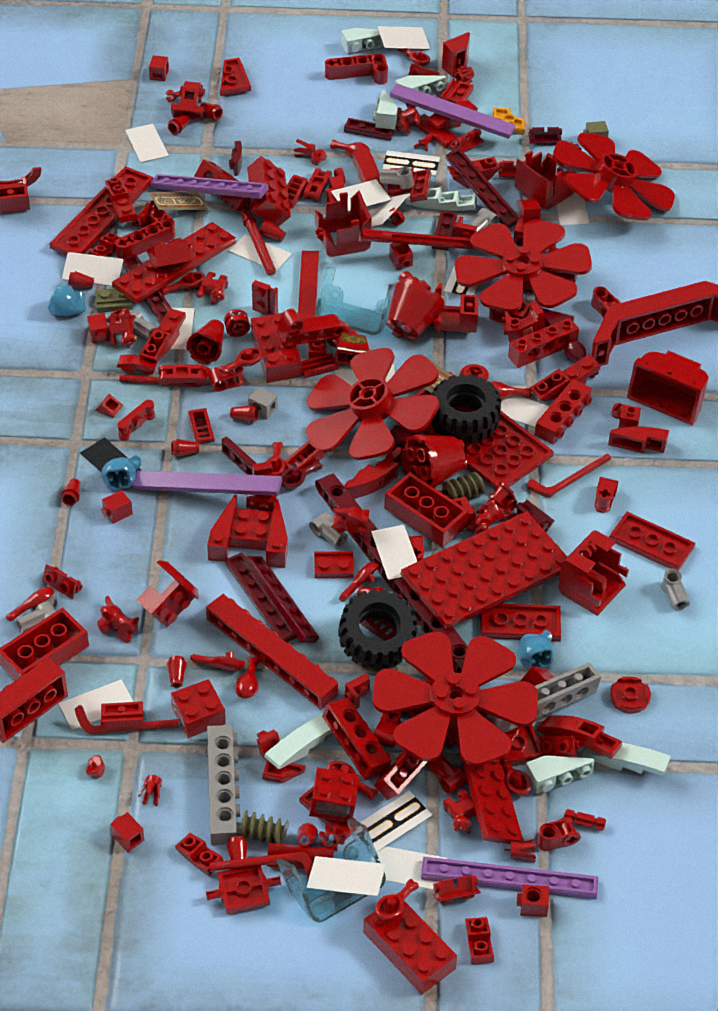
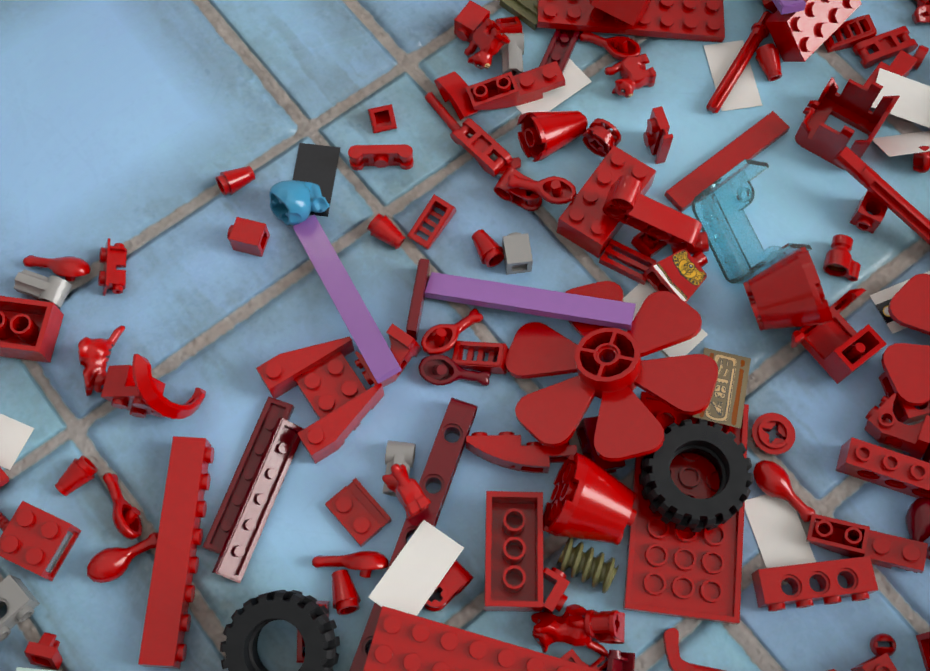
camera: 50 degrees right, 20 degrees up
(298, 412) = (531, 300): none -> medium lavender tile

